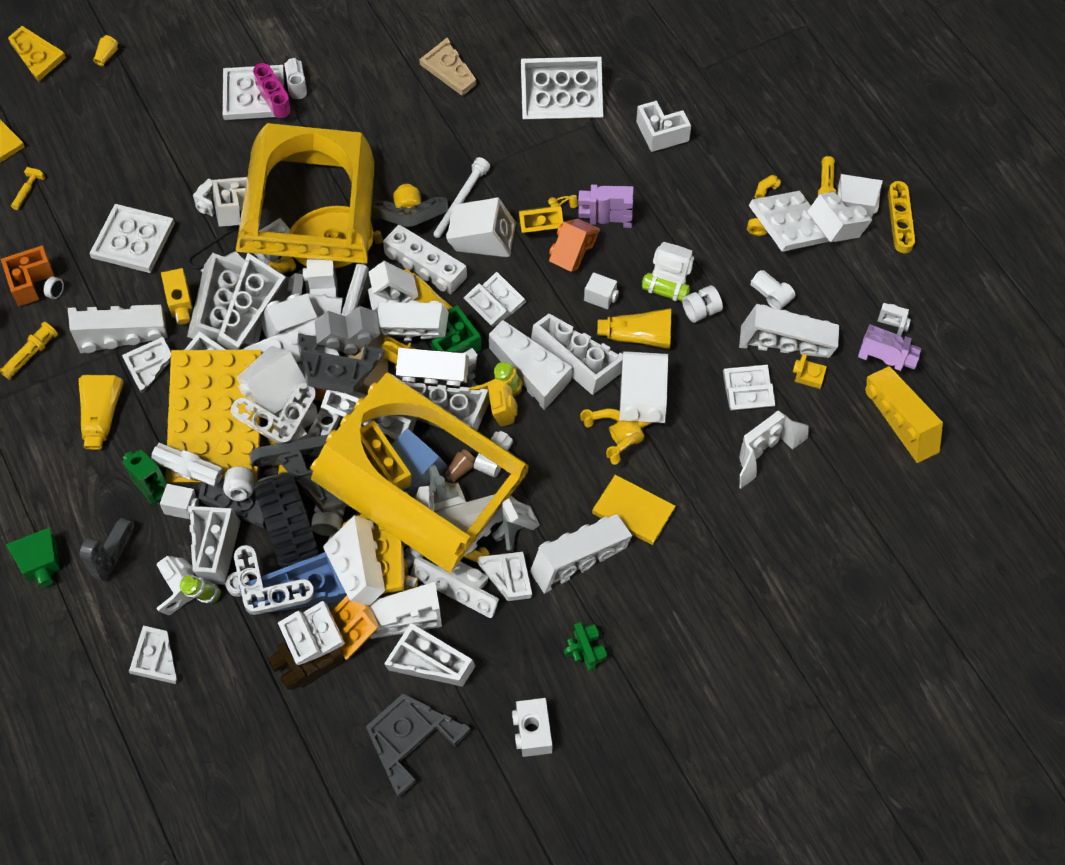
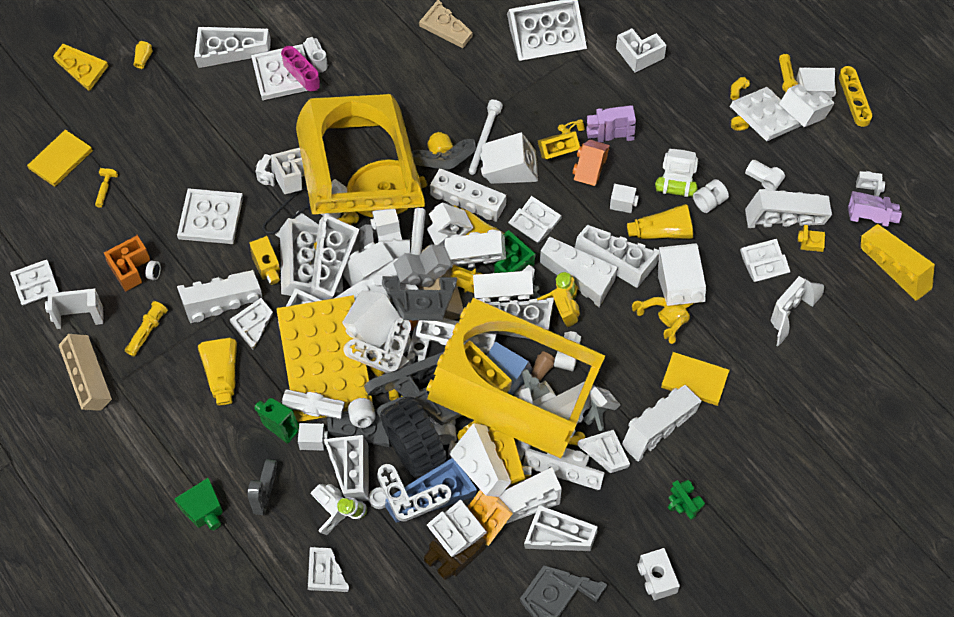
camera: 10 degrees left, 0 degrees up
(201, 53) = (228, 45): none -> white wedge

